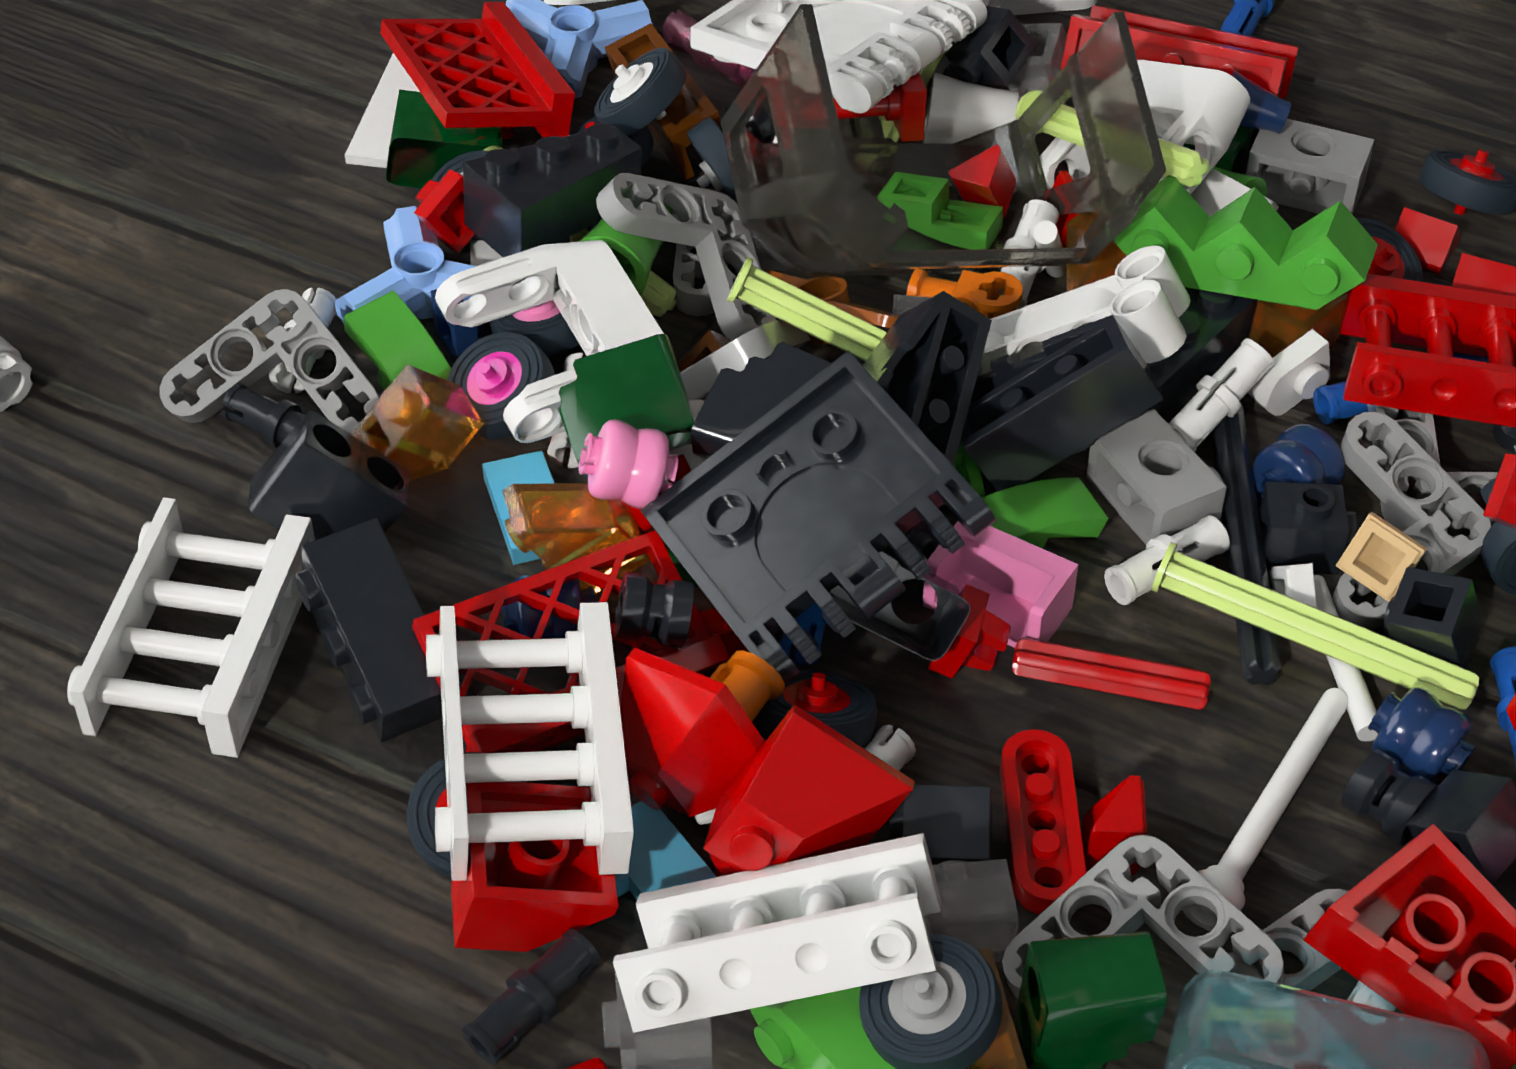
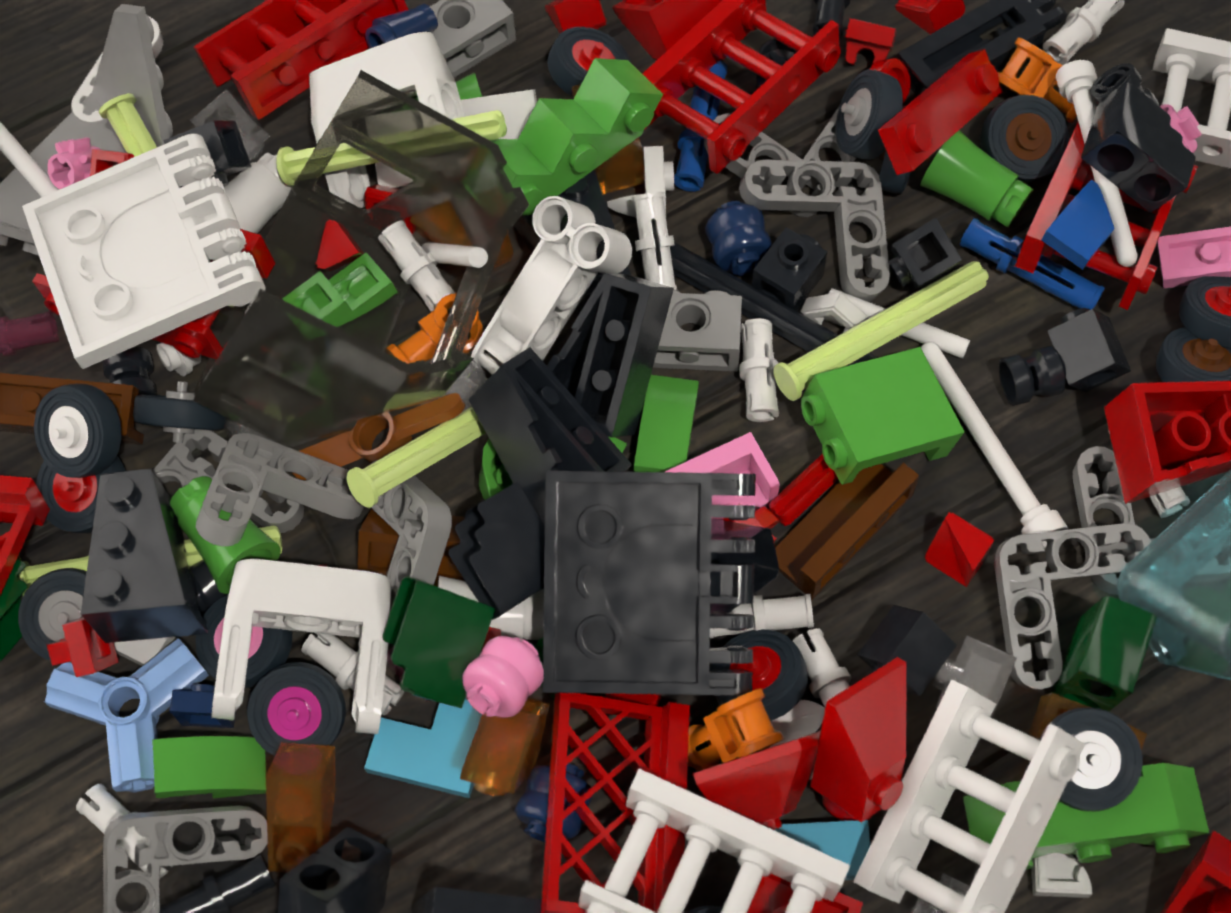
camera: 55 degrees left, 20 degrees up
(654, 610) = (634, 738): black wheel -> none
(890, 687) = (773, 614): none -> white pin
(1044, 801) = (912, 570): red plate -> none
(1091, 723) = (842, 525): none -> reddish brown panel
(1207, 664) = (880, 413): none -> bright green panel
(1380, 556) = (864, 249): tan slope -> none
(1422, 734) = (1002, 327): dark blue piece -> none

